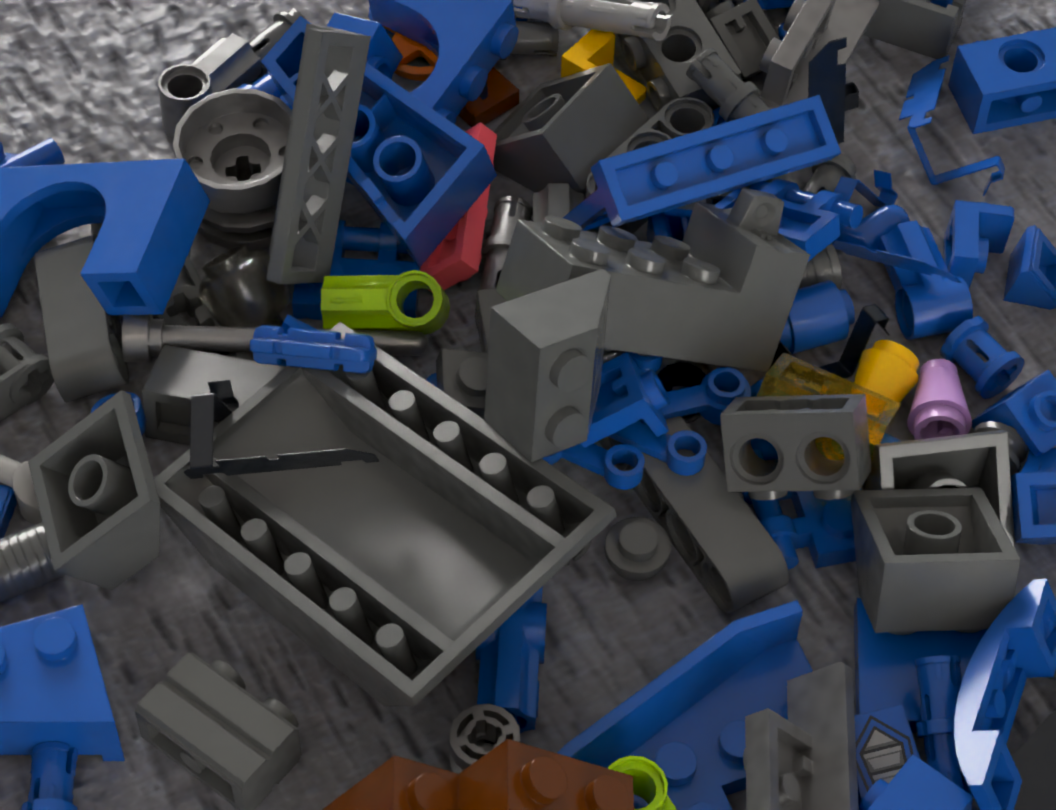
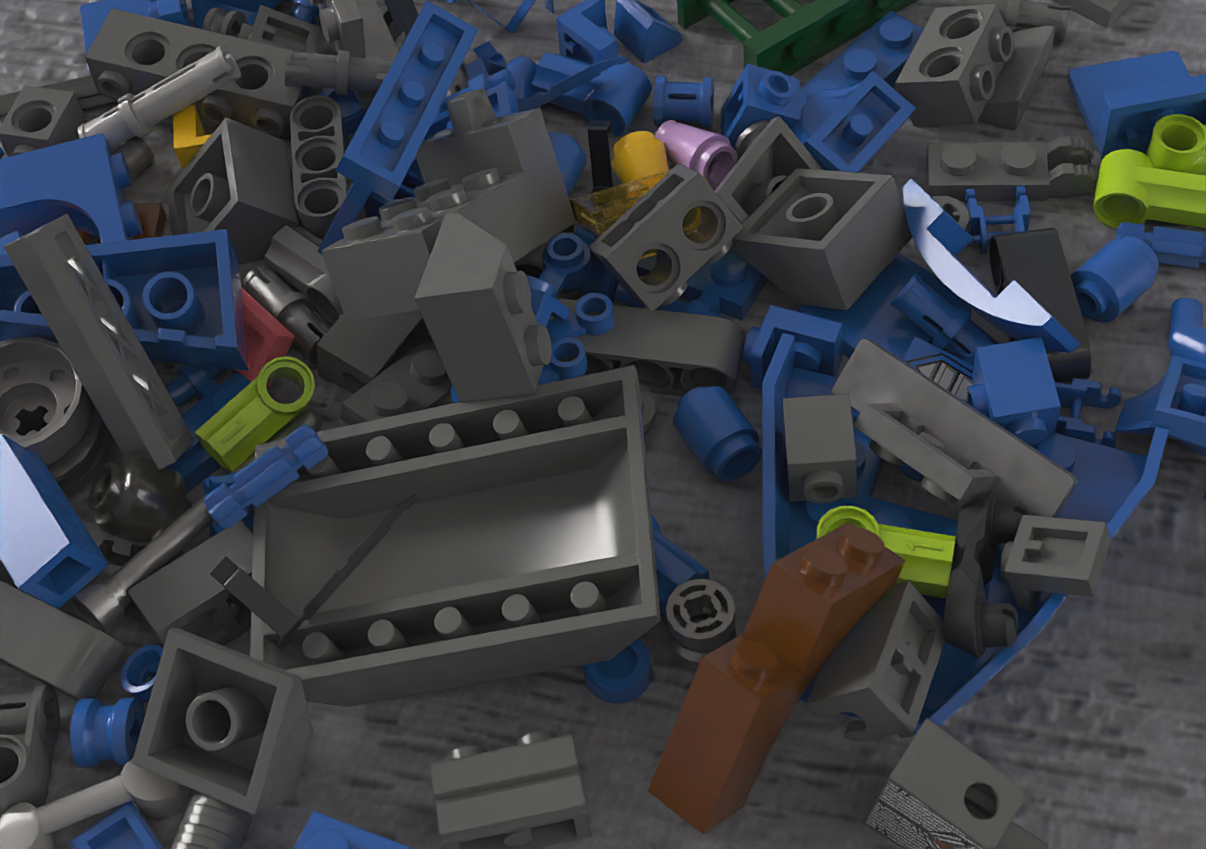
camera: 40 degrees left, 0 degrees up
(42, 420) = (105, 731): none -> blue wheel
(403, 729) = (621, 677): none -> blue tile
(673, 624) = (717, 432): none -> blue brick
(706, 708) = (820, 448): none -> dark grey brick
(823, 626) = (816, 343): none -> blue bracket

